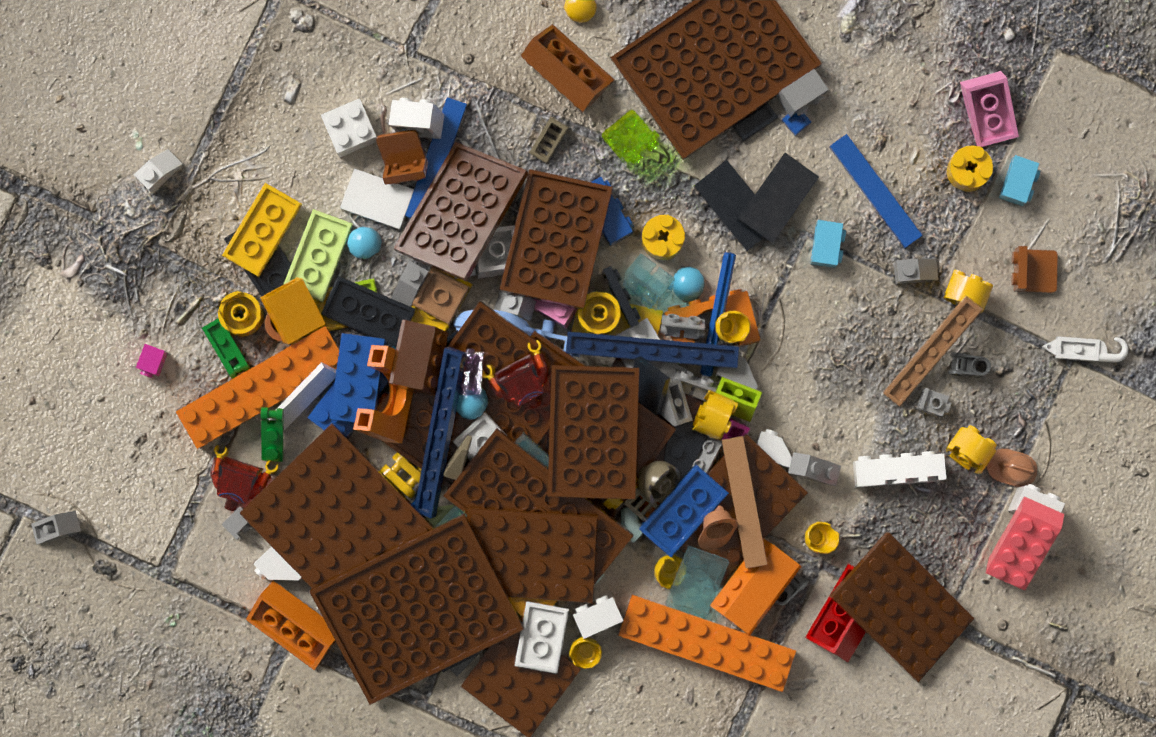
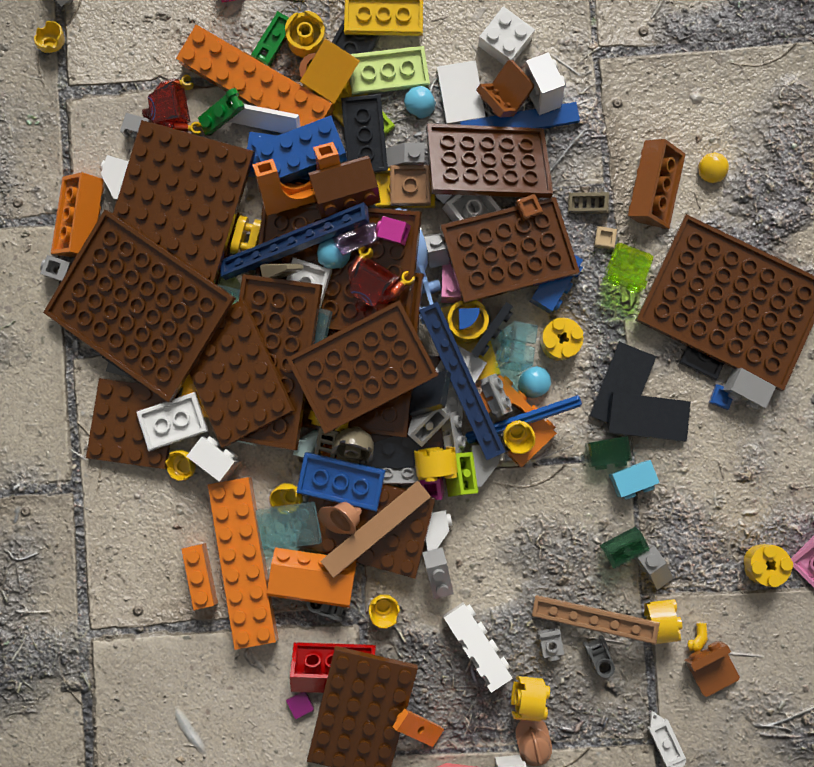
camera: 60 degrees right, 0 degrees up
(104, 558) = (50, 37): none -> yellow hair
(326, 675) = (50, 265): none -> light grey brick
(484, 336) = (393, 230): none -> dark pink brick
(526, 199) = (529, 207): none -> dark orange tile
(590, 143) = (605, 237): none -> tan tile
(598, 312) = (467, 317): none -> blue tile
(697, 690) = (199, 576): none -> orange brick
(790, 252) = (608, 451): none -> clear green brick
(864, 661) = (300, 704): none -> magenta tile
(875, 191) = (701, 495): blue tile -> none
(883, 288) = (624, 547): none -> clear green brick
(942, 563) = (418, 727): none -> orange tile
(1003, 265) = (701, 638): none -> yellow arm
(1019, 181) = (781, 613): medium azure brick -> none

